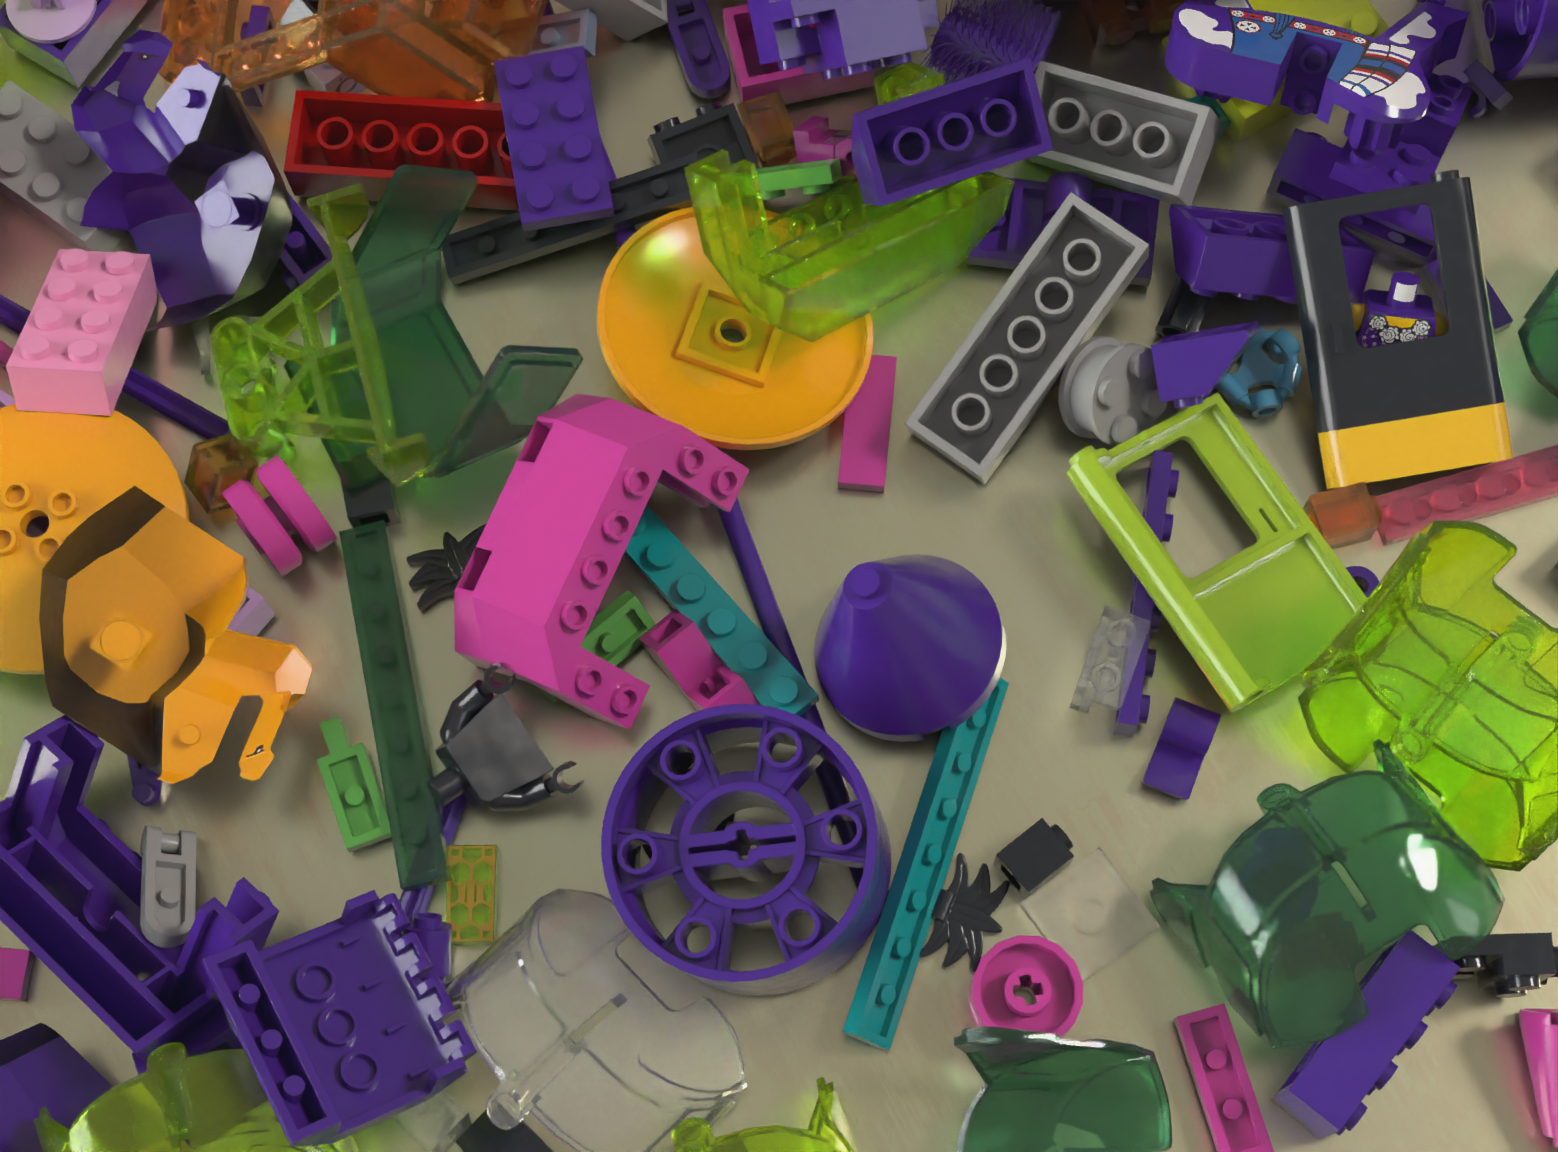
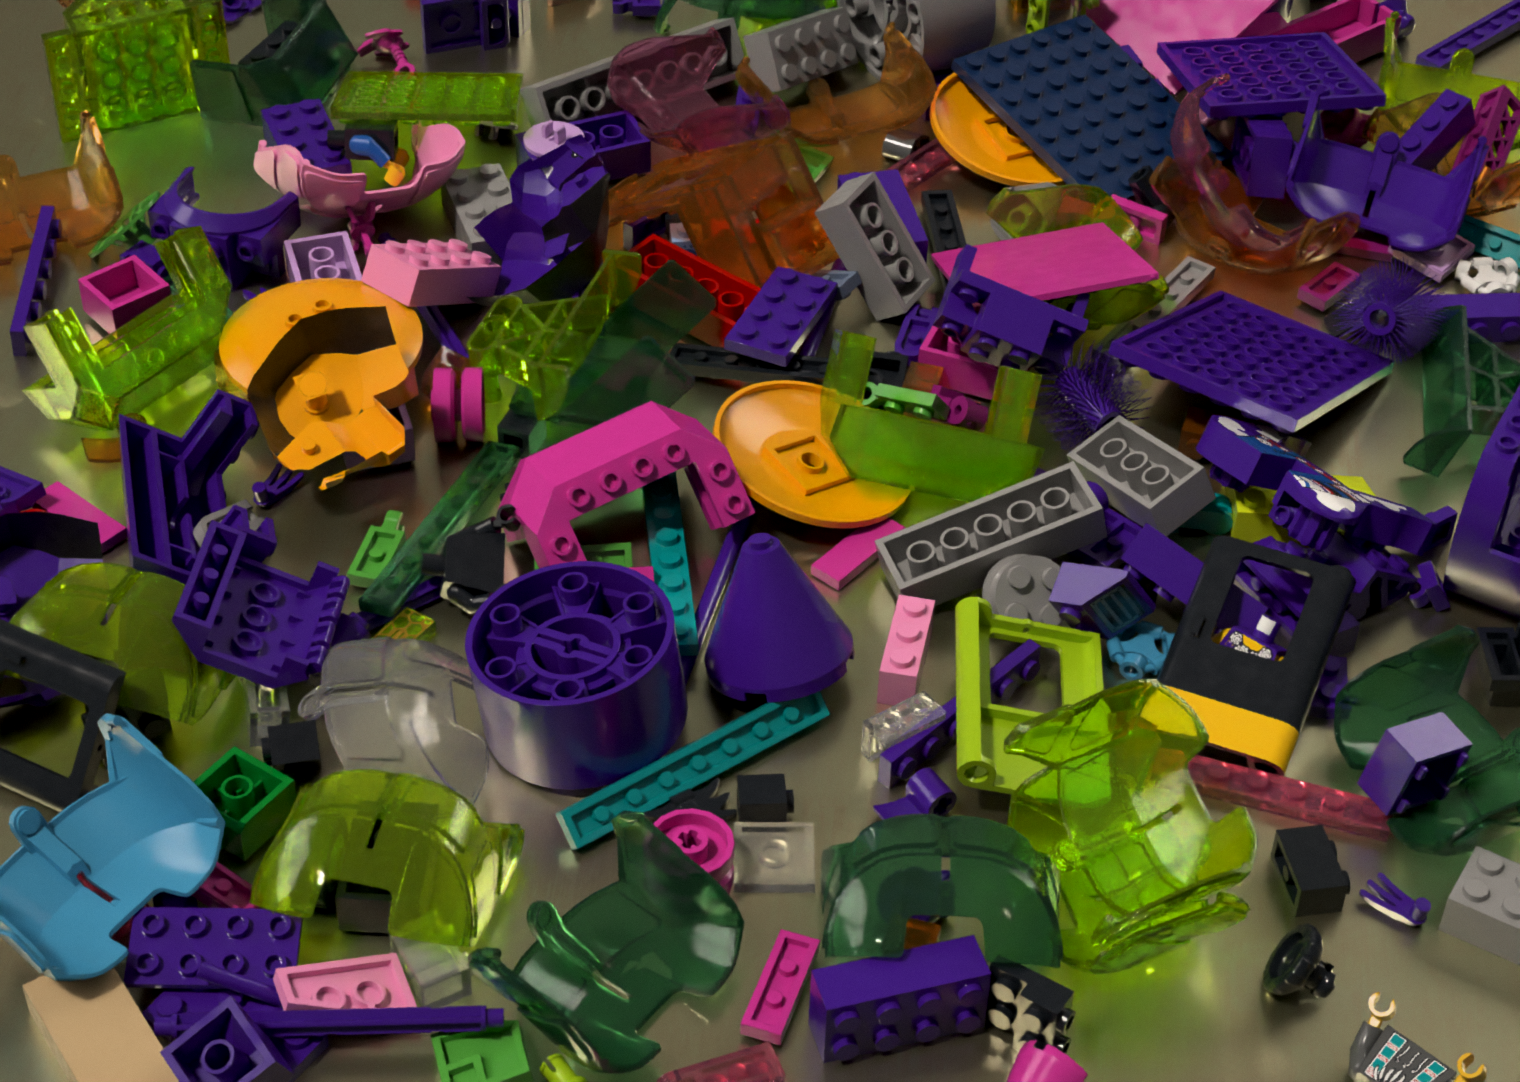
camera: 30 degrees right, 30 degrees down
(948, 133) = (1019, 399): dark purple slope -> none
(1031, 545) = (905, 649): none -> bright pink brick

